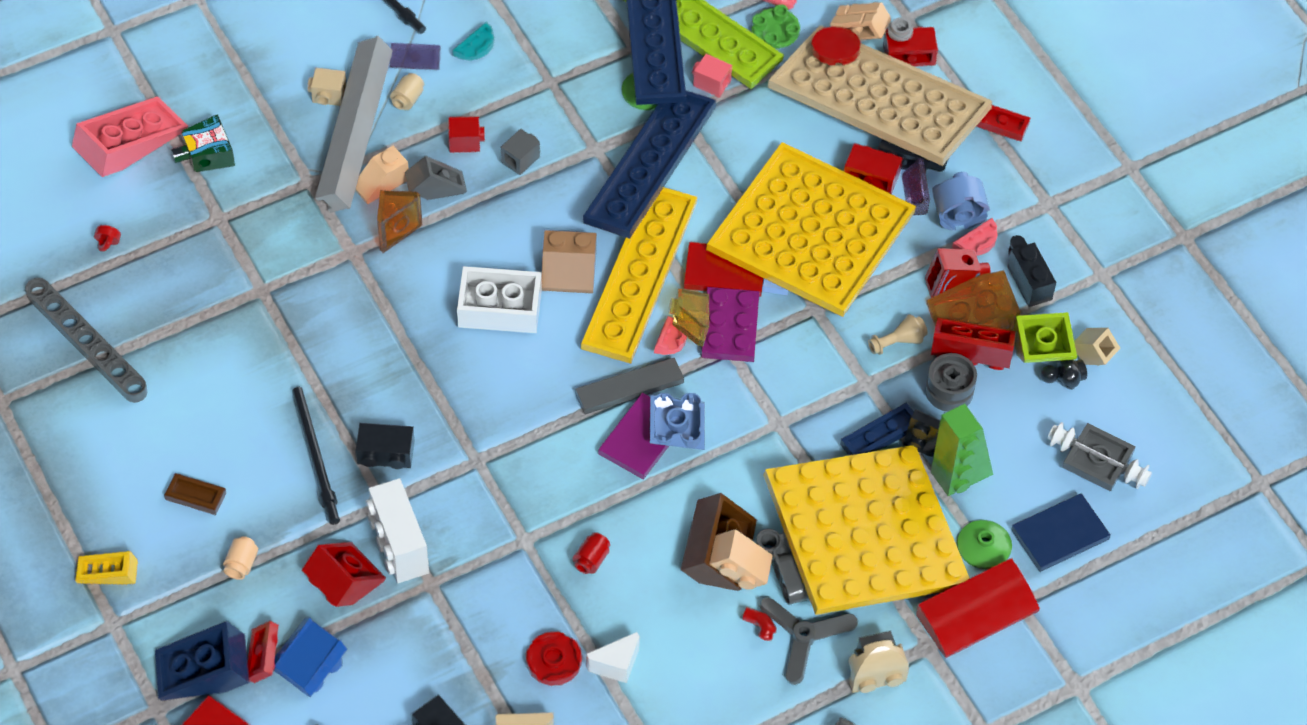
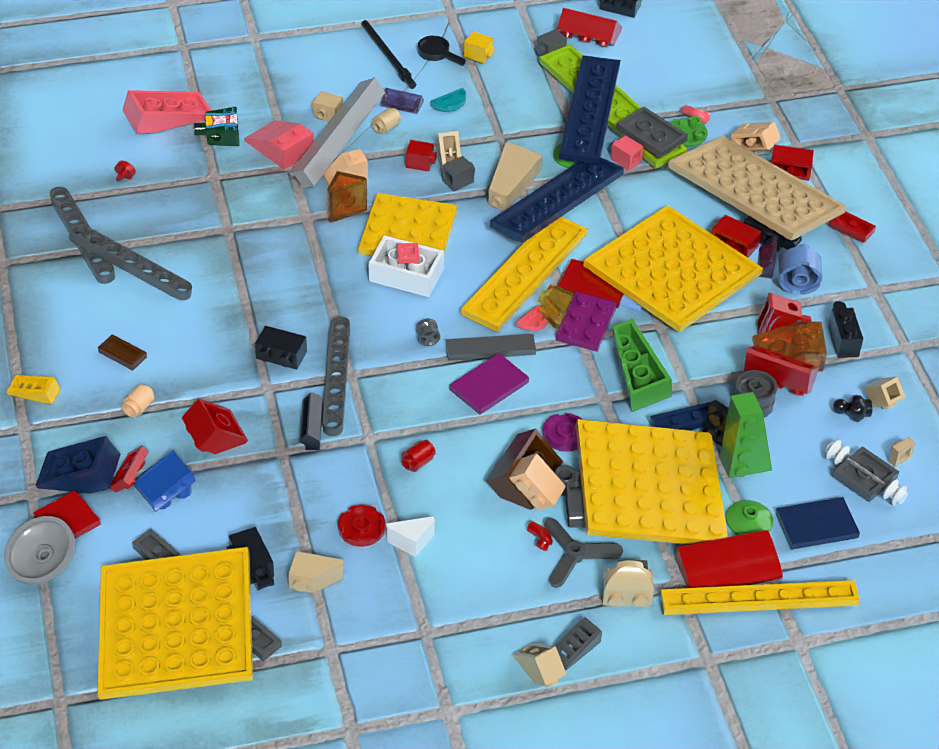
camera: 15 degrees right, 10 degrees down
(170, 376) = (140, 262): none -> dark grey beam
(287, 150) = (282, 142): none -> coral slope
(327, 497) = (223, 373): black bar -> none
(397, 531) = (266, 405): white brick -> none
(435, 179) = (386, 179): dark grey slope -> none
(453, 537) = (311, 421): none -> black piece
(467, 476) = (336, 382): none -> dark grey beam
(481, 235) = (408, 220): none -> yellow plate
(498, 121) = (448, 147): none -> tan slope
(500, 286) = (407, 253): none -> coral tile
(551, 383) = (428, 332): none -> dark grey wheel
(569, 261) = (471, 252): slope -> none
(587, 134) = (513, 175): none -> tan slope
(677, 421) = (520, 375): medium blue slope -> none
(736, 42) = (652, 132): none -> dark grey plate
(745, 481) = (561, 432): none -> magenta tile
(812, 377) = (640, 368): none -> bright green wedge
(835, 45) = (730, 147): red tile -> none
(900, 29) = (785, 145): light grey plate -> none
(910, 330) = (732, 353): tan piece -> none
(980, 239) = (811, 301): coral plate -> none
(1021, 643) = (759, 597): none -> yellow plate
(1044, 338) = (842, 375): lime slope -> none
(1131, 419) = (901, 451): none -> tan plate

